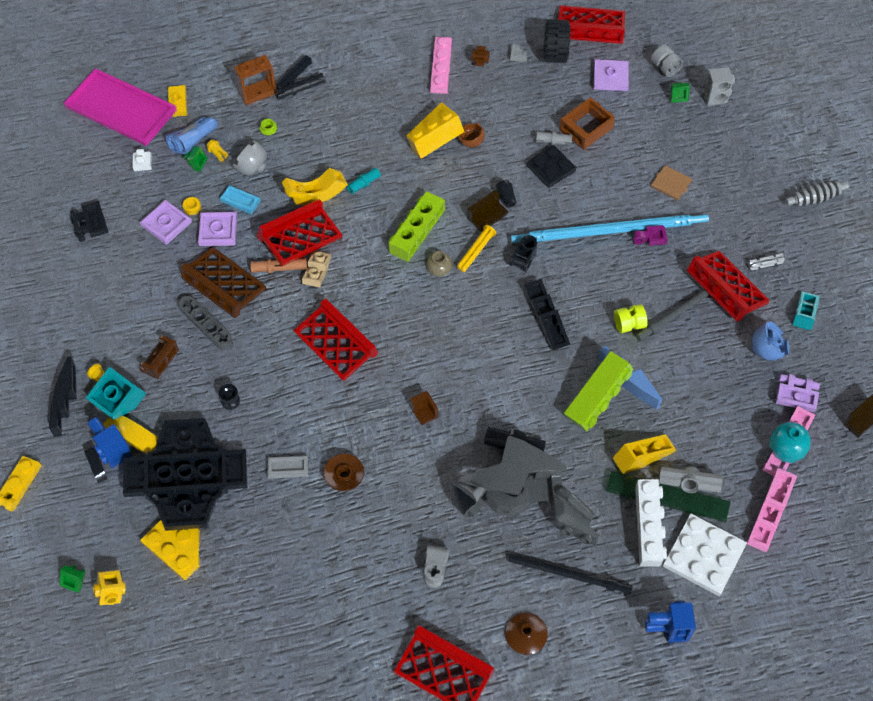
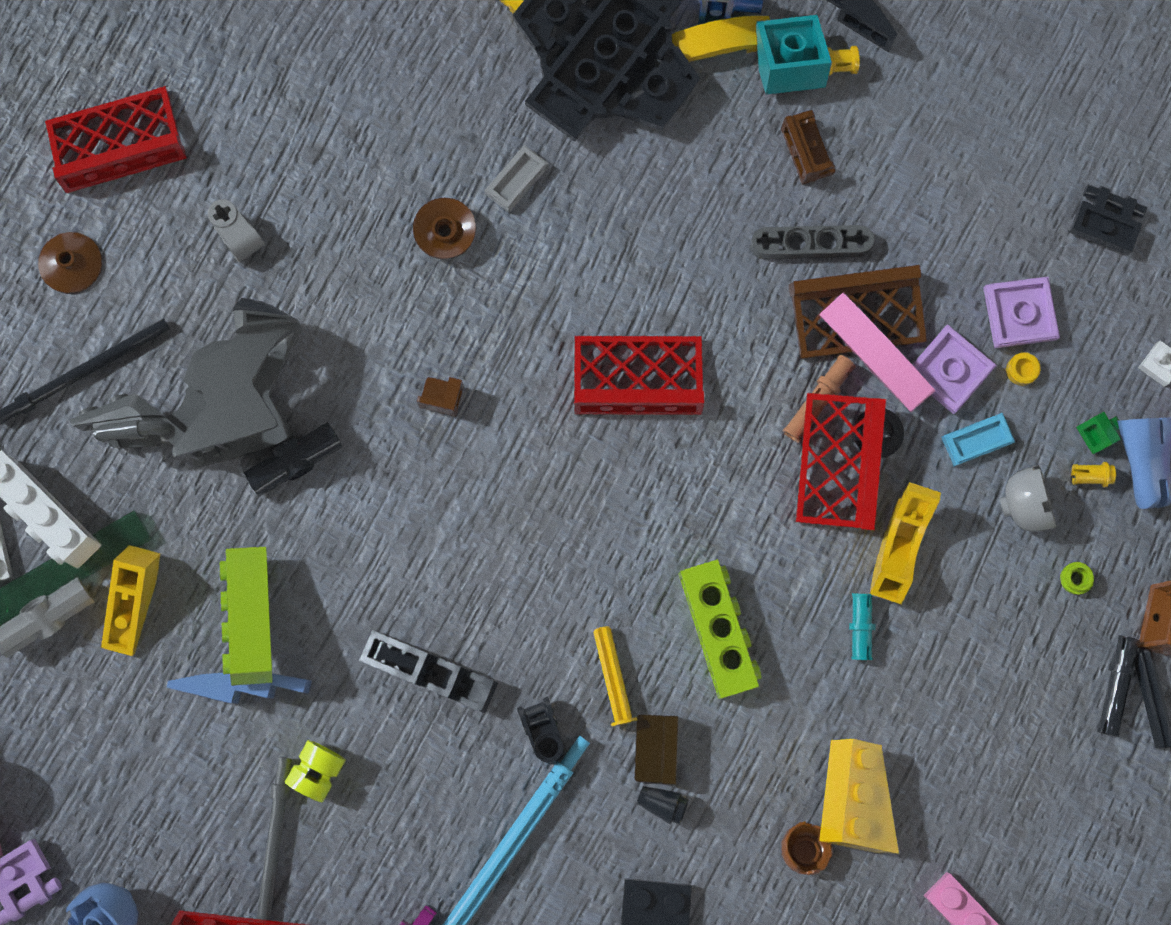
camera: 130 degrees right, 20 degrees up
(229, 392) = (671, 175): black wheel -> none
(237, 255) = (877, 352): none -> bright pink slope
(316, 269) = (770, 443): tan slope -> none
(439, 263) = (637, 610): dark tan piece -> none

